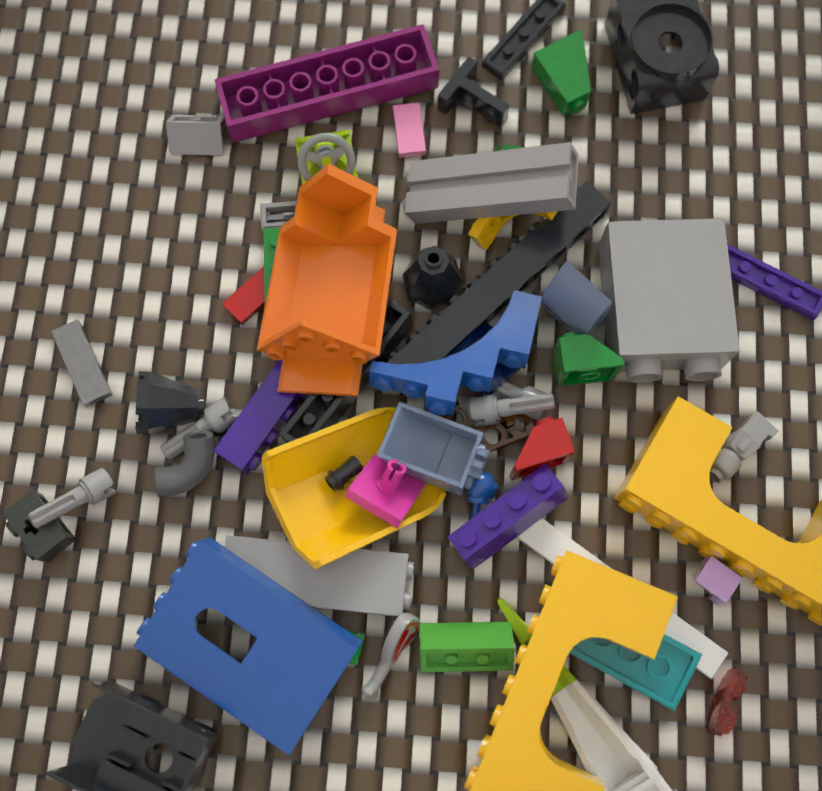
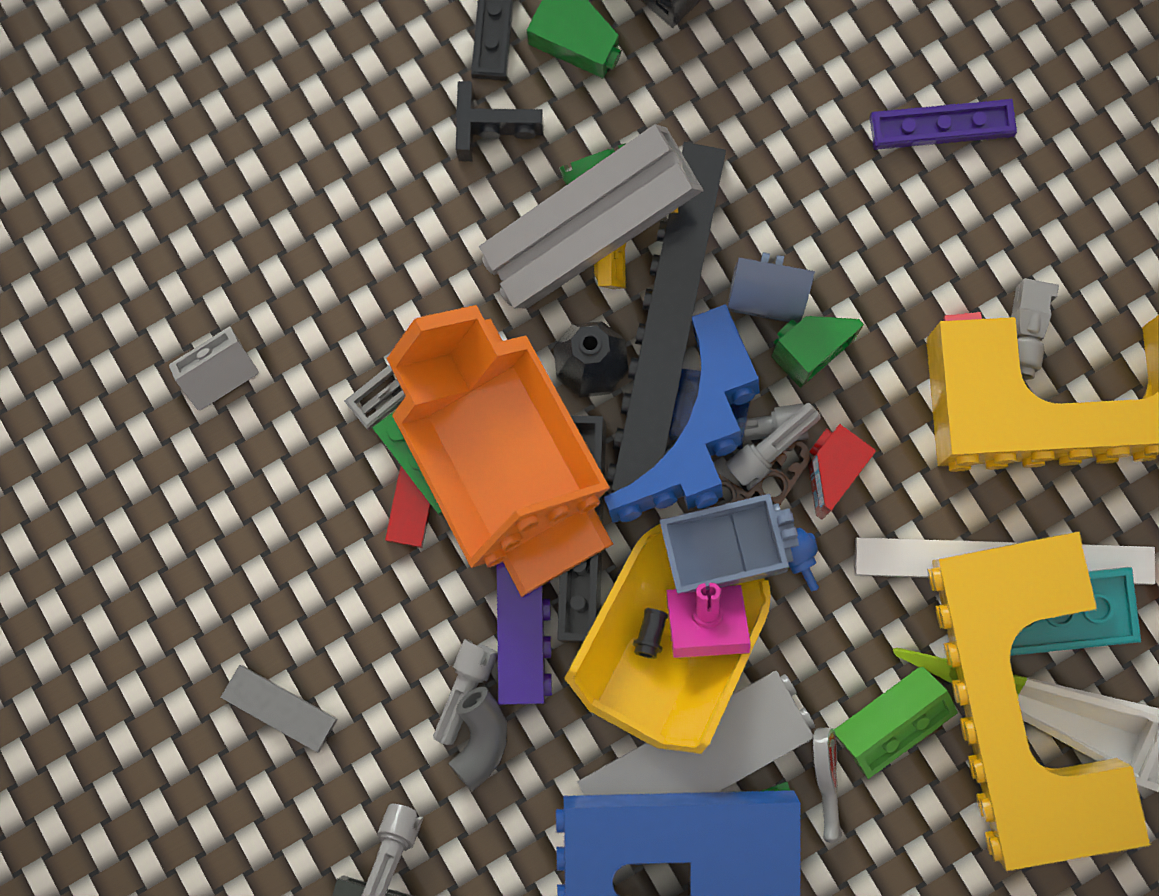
camera: 30 degrees left, 5 degrees up
(165, 403) = (407, 690): black cone -> none
(323, 149) = (386, 305): light grey piece -> none
(328, 83) = (322, 214): magenta brick -> none
(409, 130) = (446, 206): bright pink tile -> none
(508, 516) = (850, 561): dark purple brick -> none
(669, 297) = (856, 215): light grey brick -> none
(717, 580) = (1097, 481): lavender panel -> none

